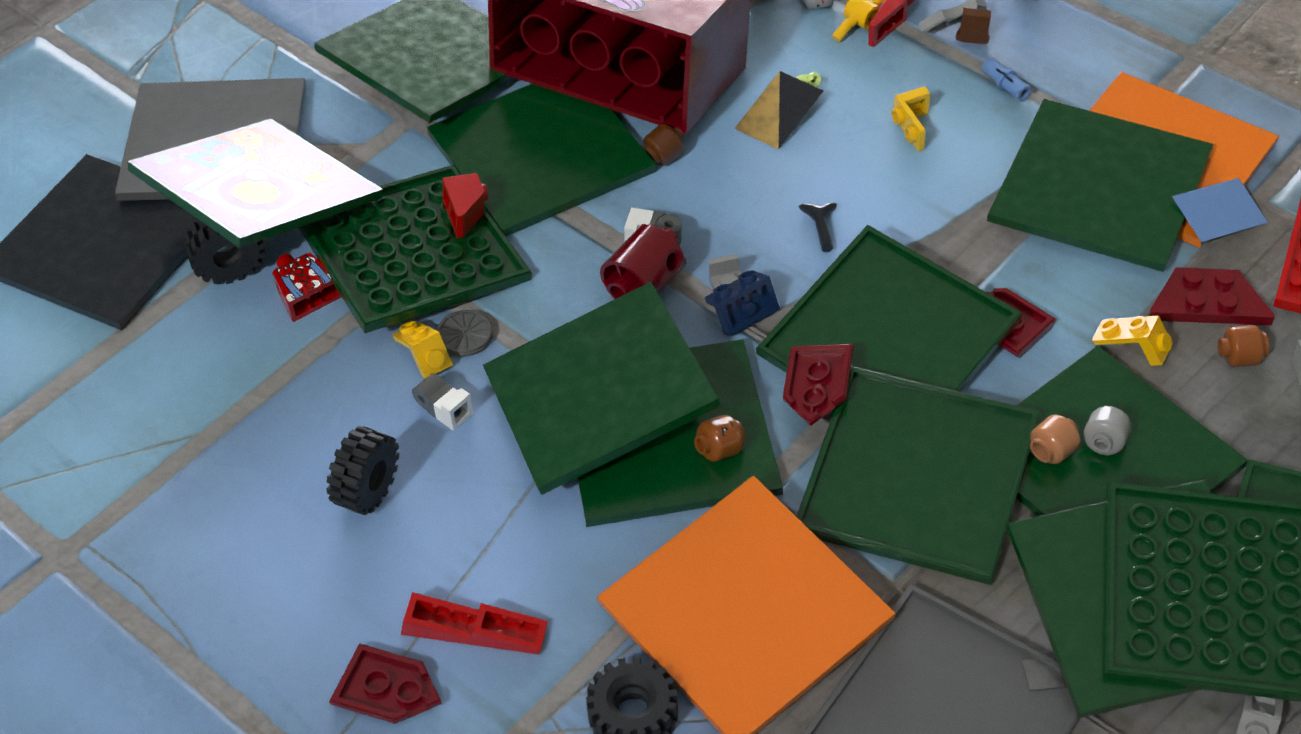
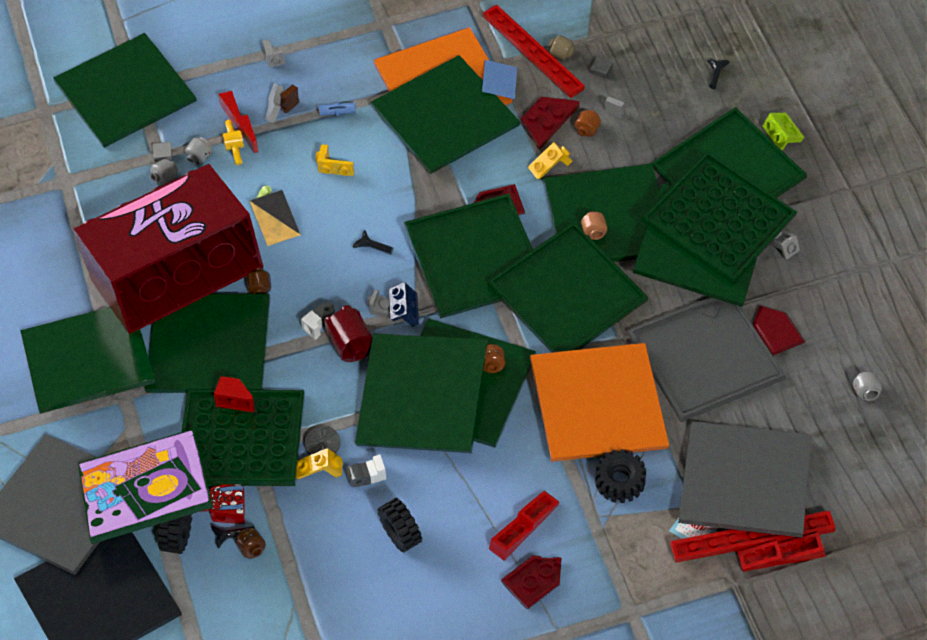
camera: 60 degrees left, 5 degrees up
(255, 336) = (250, 543): none -> reddish brown head
(259, 308) = (223, 535): none -> black piece
(817, 379) = (486, 298): dark red tile -> none
(1107, 430) = (603, 202): light grey head -> none

